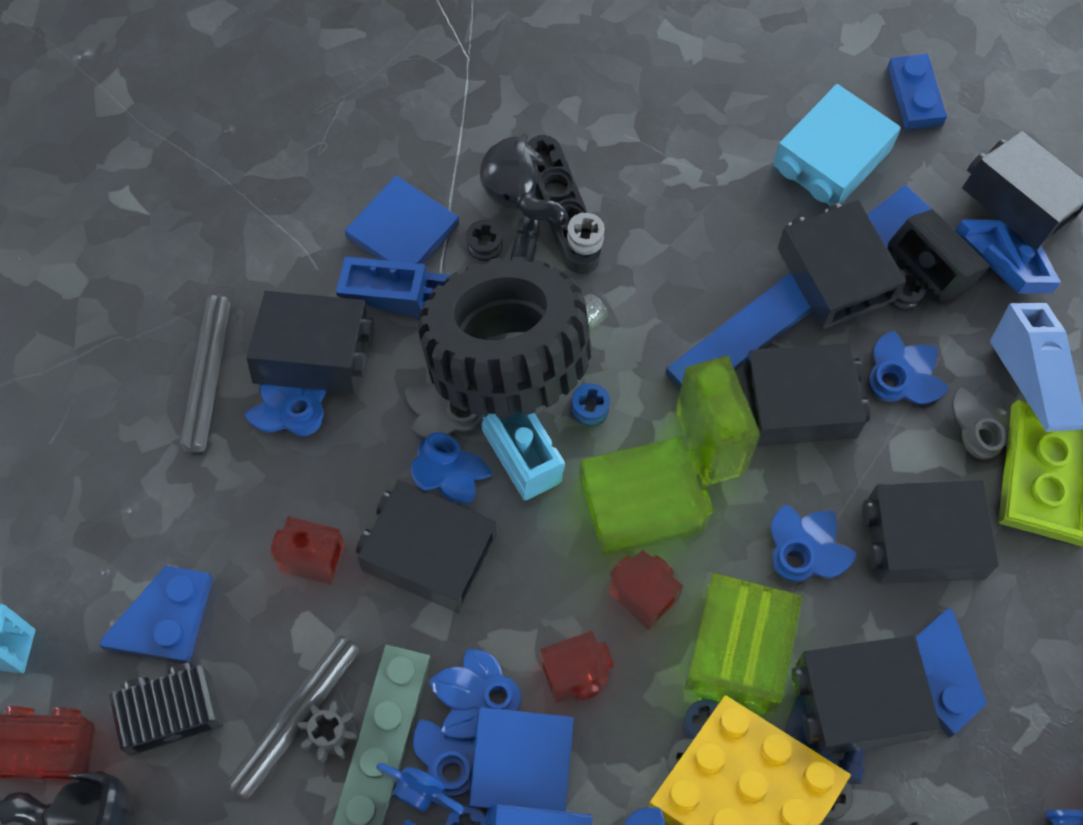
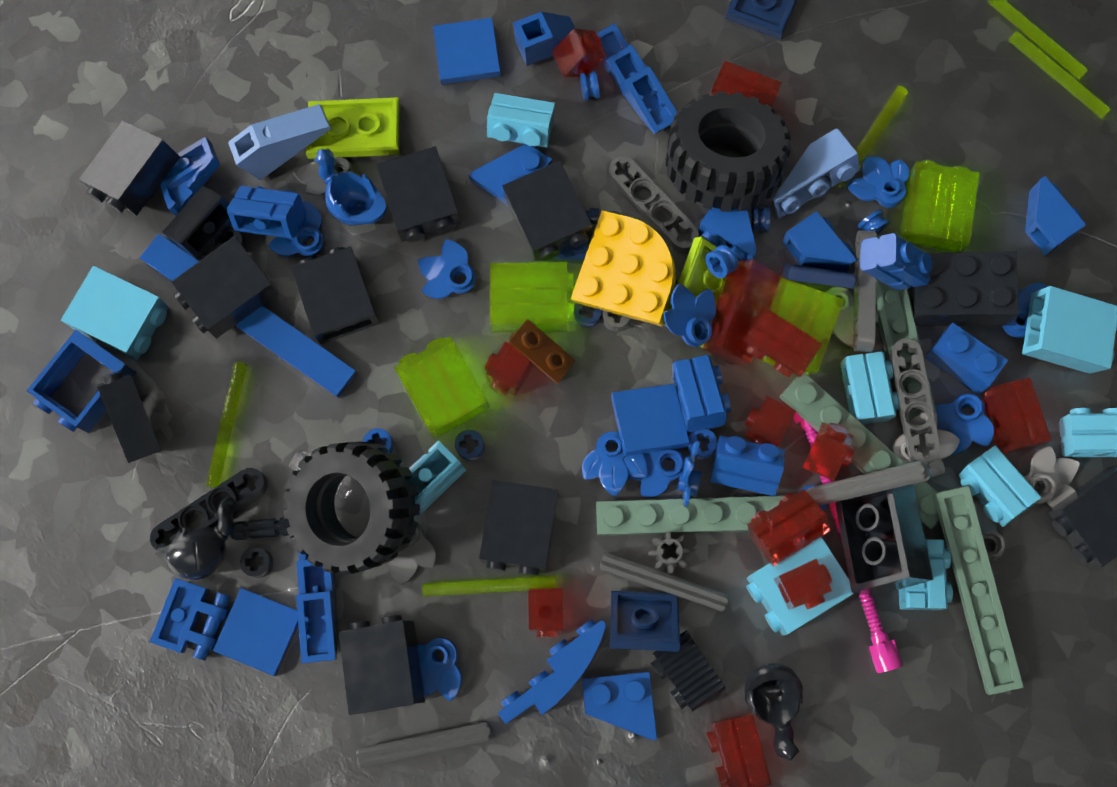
camera: 100 degrees left, 10 degrees up
(223, 547) = (568, 663): none -> blue slope
(247, 668) = (644, 621): none -> dark blue tile
(366, 494) = (487, 586): none -> clear neon green bar
(446, 150) = (181, 614): none -> blue plate
(448, 468) = (457, 530): blue plate -> none
(547, 505) = (462, 452): none -> dark blue bush
(575, 227) = (243, 471): light grey bush -> none
(576, 667) = (577, 400): clear red brick -> none
(656, 633) = (541, 351): none -> reddish brown hinge
(667, 242) = (226, 425): none -> clear neon green bar
(693, 124) = (128, 416): none -> black brick
(717, 420) = (377, 344): clear neon green brick -> none
(776, 76) = (58, 370): none -> blue window
(916, 91) = (47, 265): blue plate -> none
(937, 332) = (266, 211): none -> blue brick
(942, 438) = (348, 195): none -> blue piece
(1023, 701) = (520, 120): none -> medium azure brick

